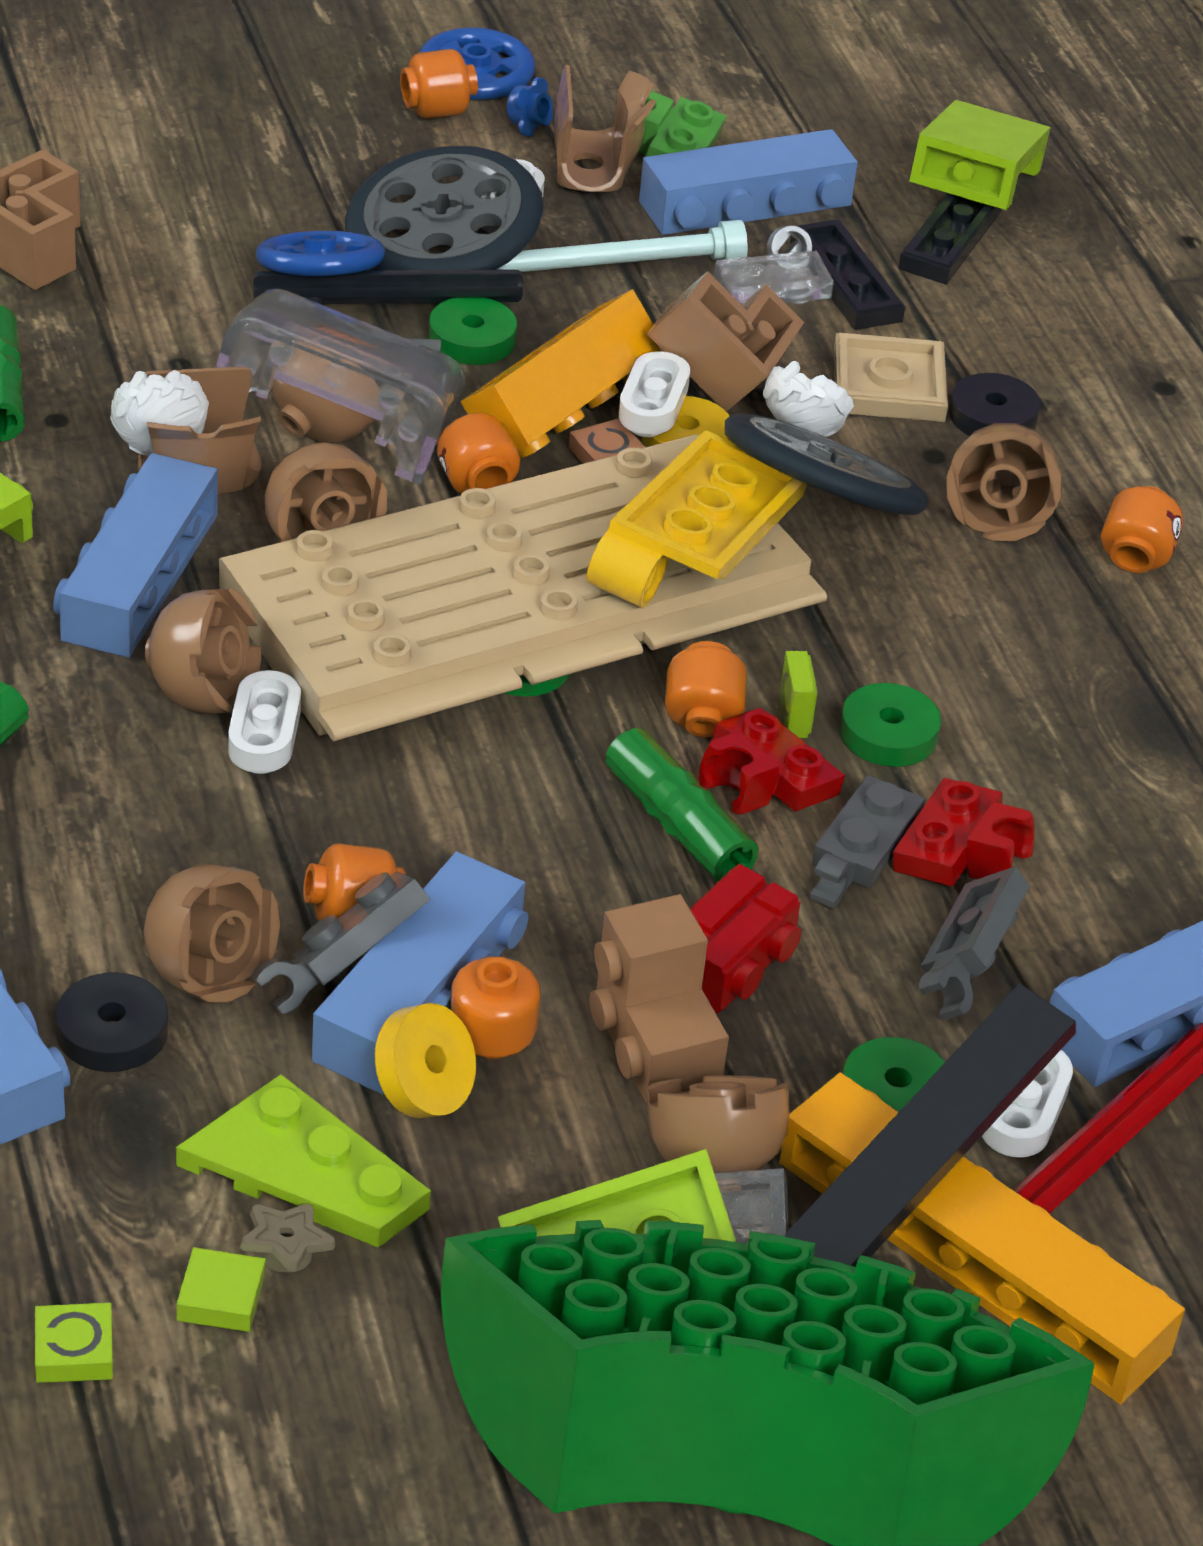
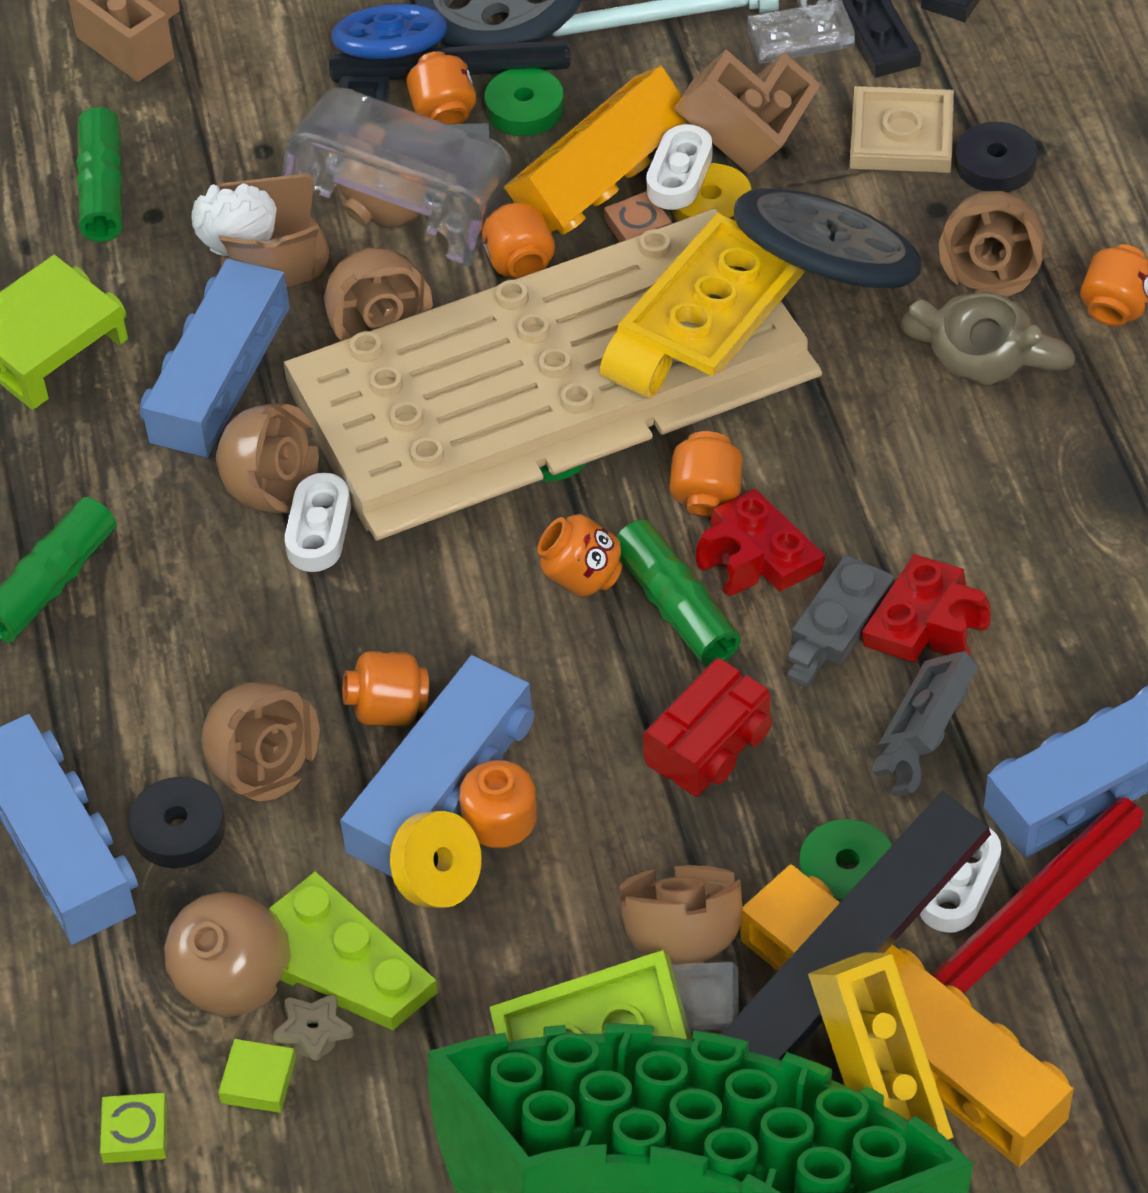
camera: 10 degrees right, 10 degrees up
(181, 1153) = (226, 953): none -> medium nougat cylinder
(338, 942) = (369, 745): dark grey plate -> none
(385, 302) = (441, 88): none -> orange head
(571, 761) = (580, 555): none -> orange head
(654, 995) = (637, 794): medium nougat brick -> none
(798, 693) = (788, 474): lime tile -> none
(806, 402) = (816, 172): white hair -> none
(890, 724) = (866, 517): green piece -> none
(960, 1231) = (878, 1035): none -> yellow brick
(1003, 568) = (985, 337): none -> dark tan piece

